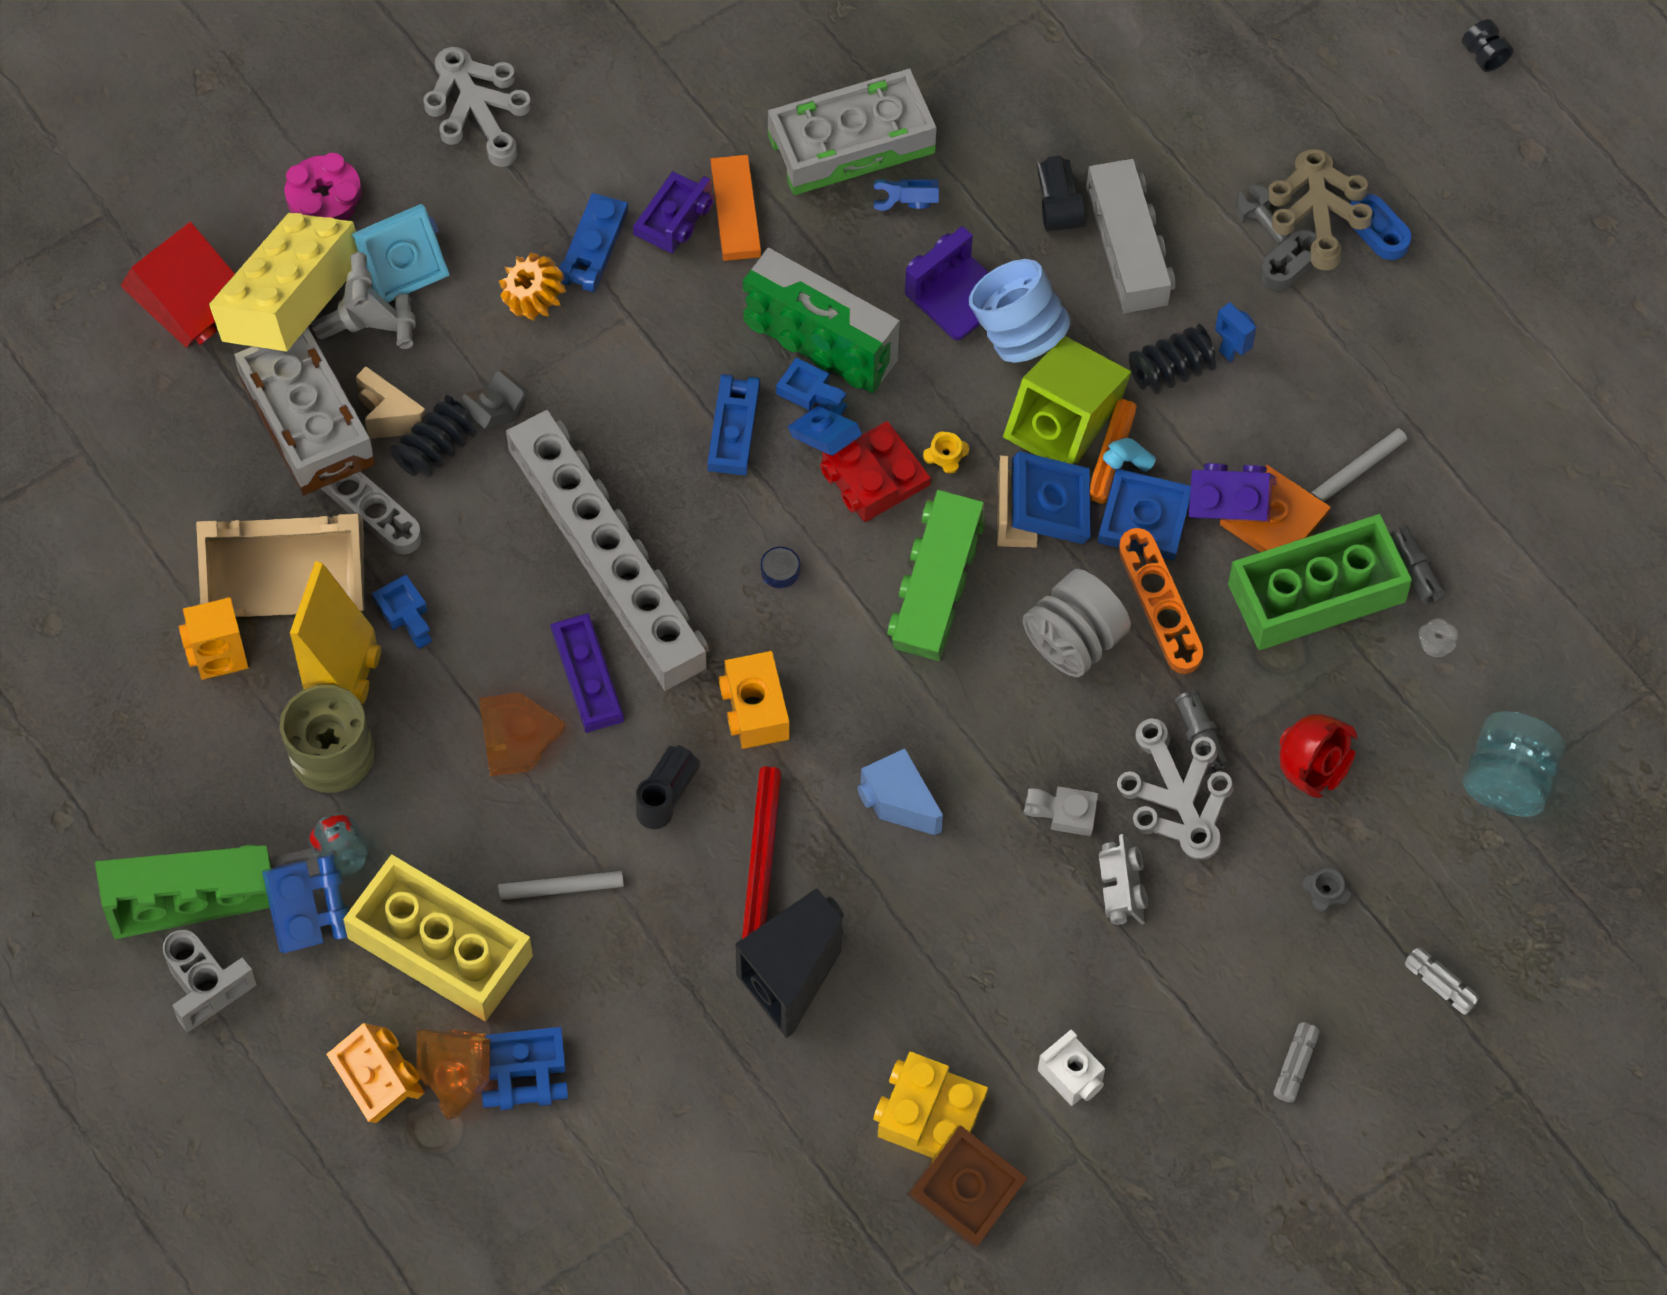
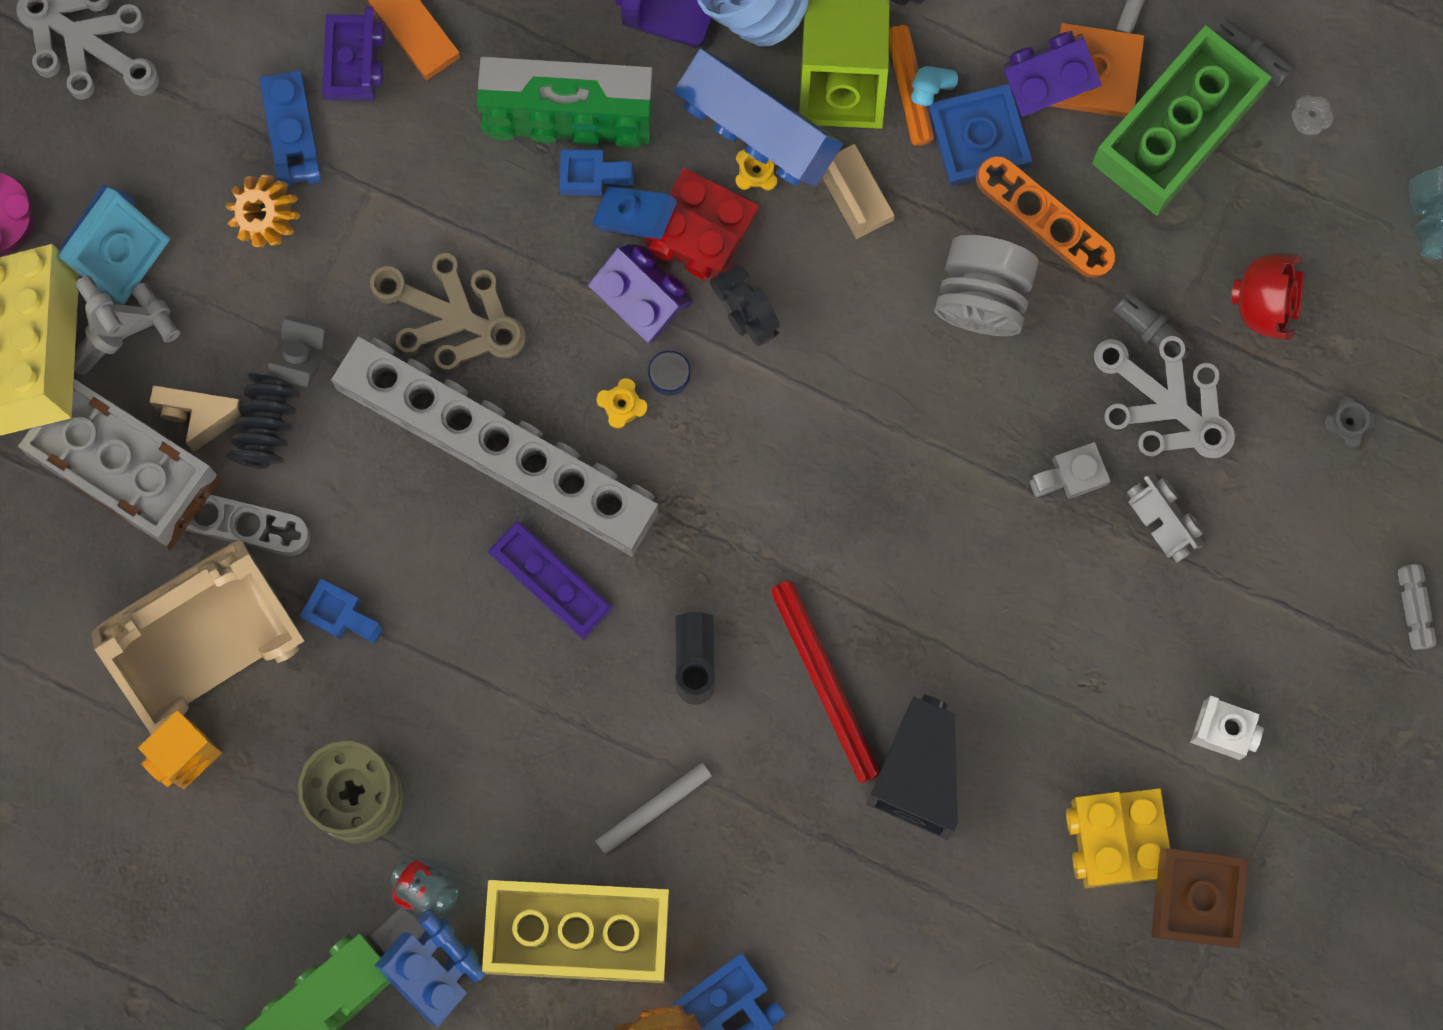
camera: 30 degrees left, 15 degrees up
(333, 637) = (306, 699): yellow slope -> none
(516, 732) = (519, 678): clear orange plate -> none
(633, 439) = (454, 315): none -> dark tan plant
(727, 580) = (620, 415): none -> yellow plate
(733, 425) = (540, 250): blue plate -> none
(755, 677) = (720, 499): light orange brick -> none
(794, 493) = (640, 290): none -> bracket
(873, 540) = (749, 307): none -> black plate
(900, 794) = (916, 544): medium blue slope -> none
(937, 574) = (828, 306): bright green wedge -> none
(966, 407) = (757, 118): none -> brick
(1050, 497) = (886, 167): blue plate -> none

